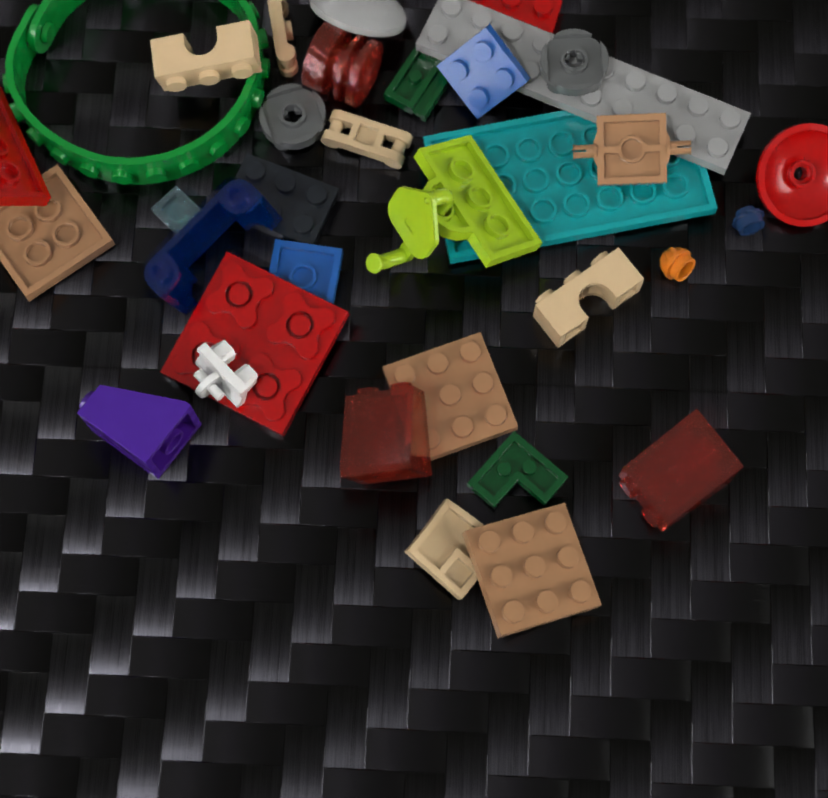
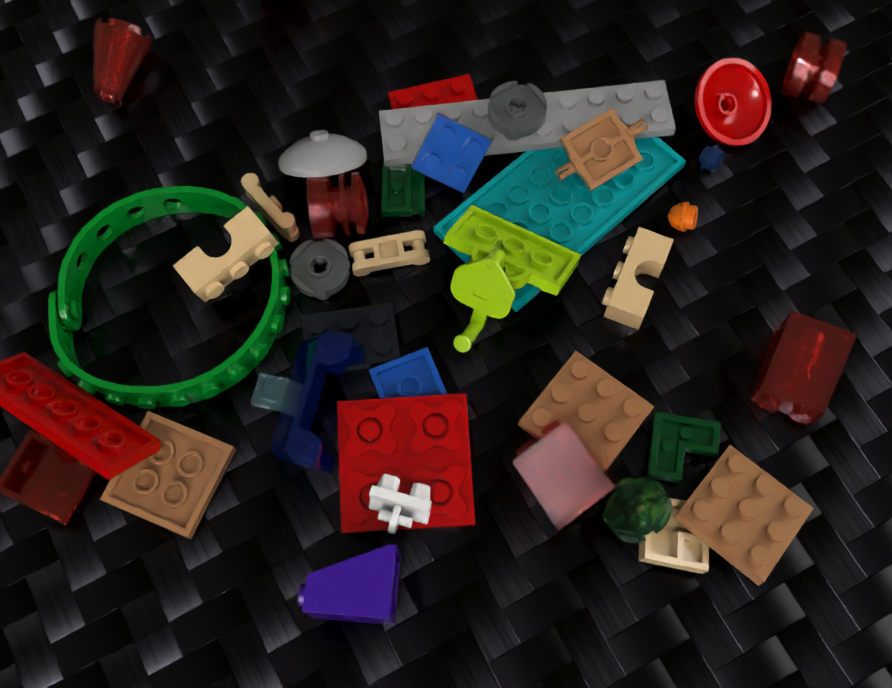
camera: 30 degrees left, 5 degrees down
(417, 504) = (628, 496): none -> clear green plate

